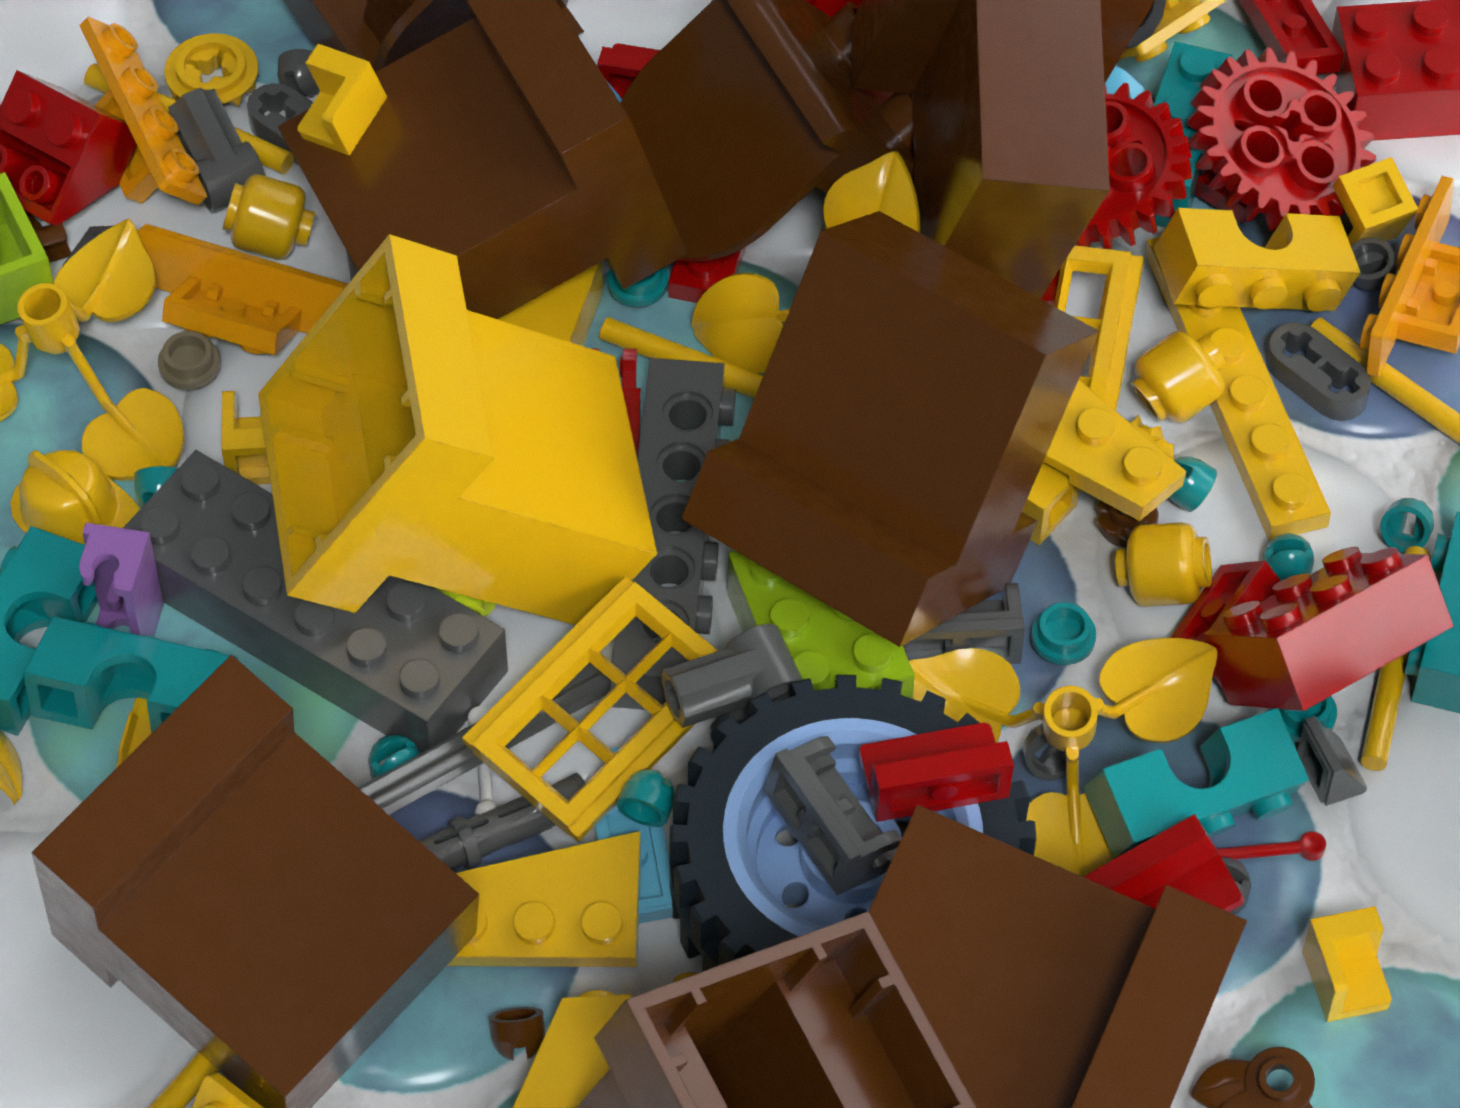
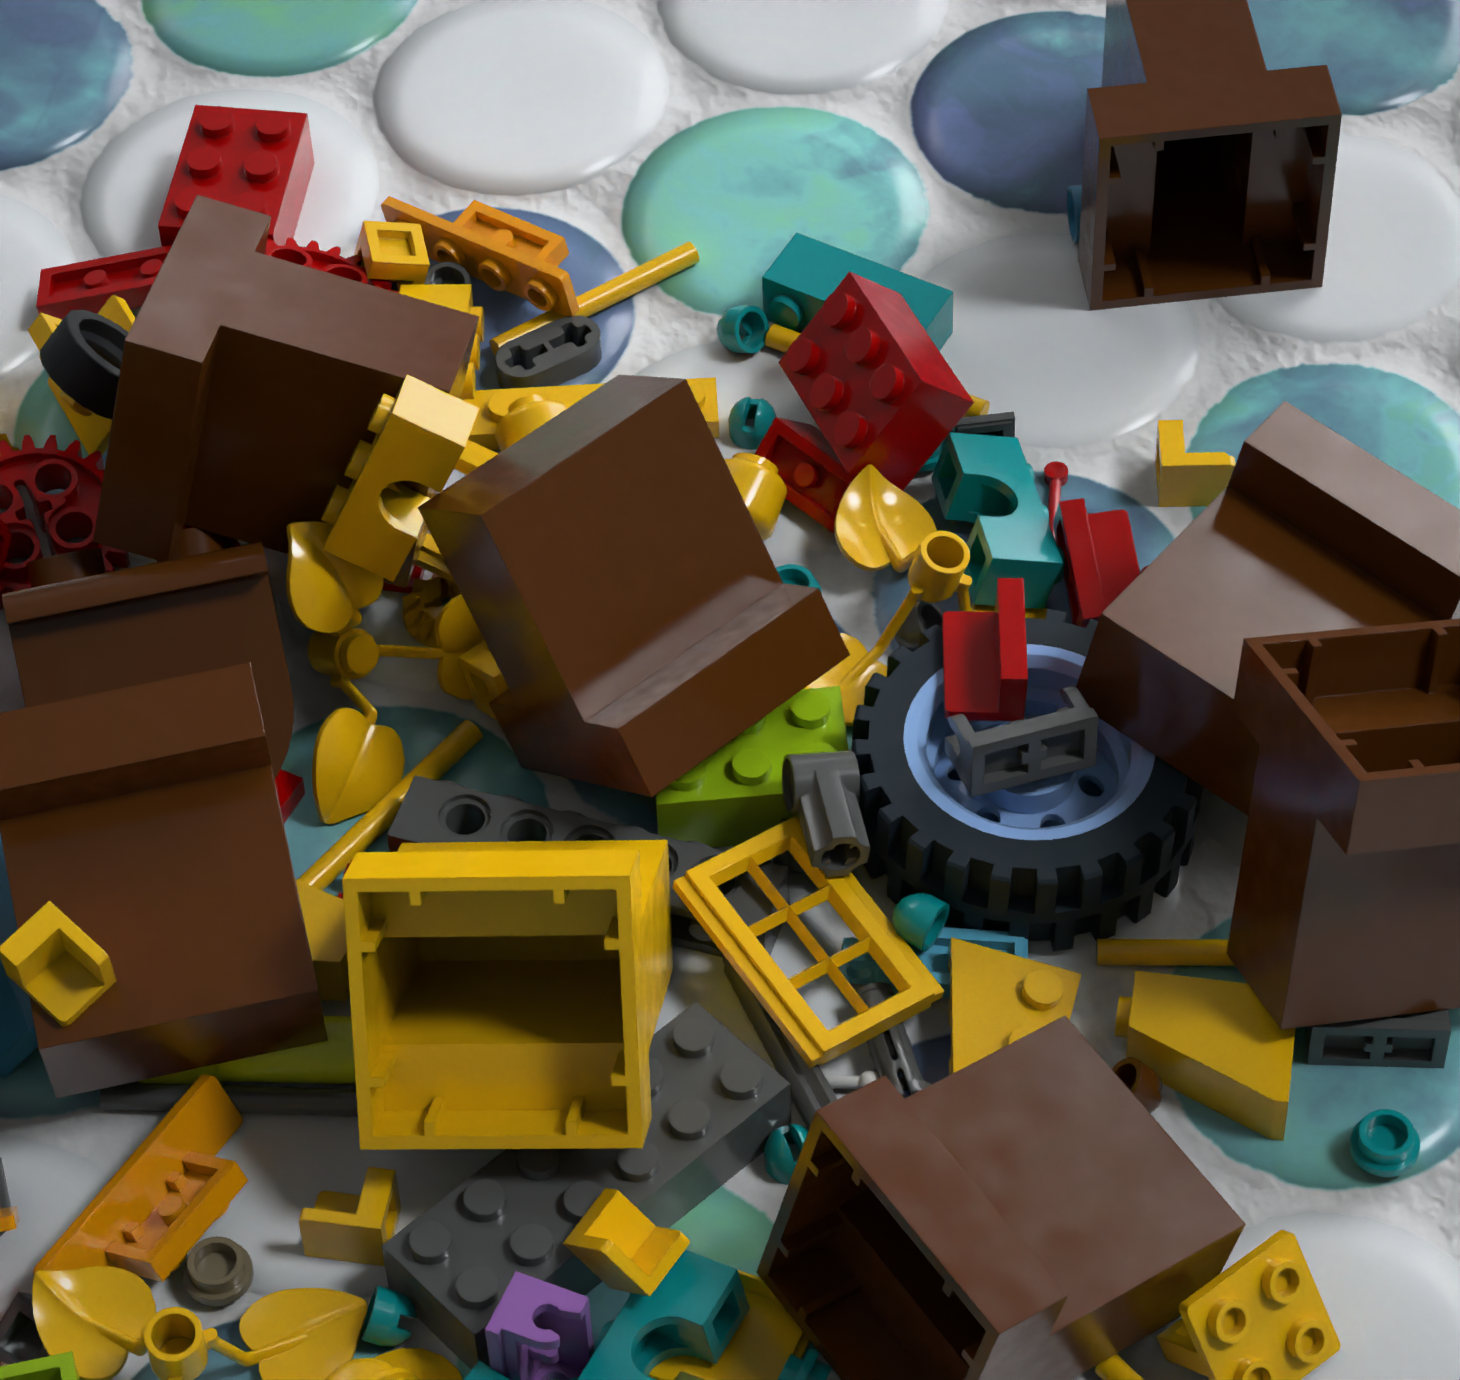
camera: 75 degrees left, 5 degrees down
(214, 619) = (625, 1245): none -> yellow panel
(268, 217) = (52, 1163): yellow head -> none
(932, 182) = (415, 441): none -> yellow arch

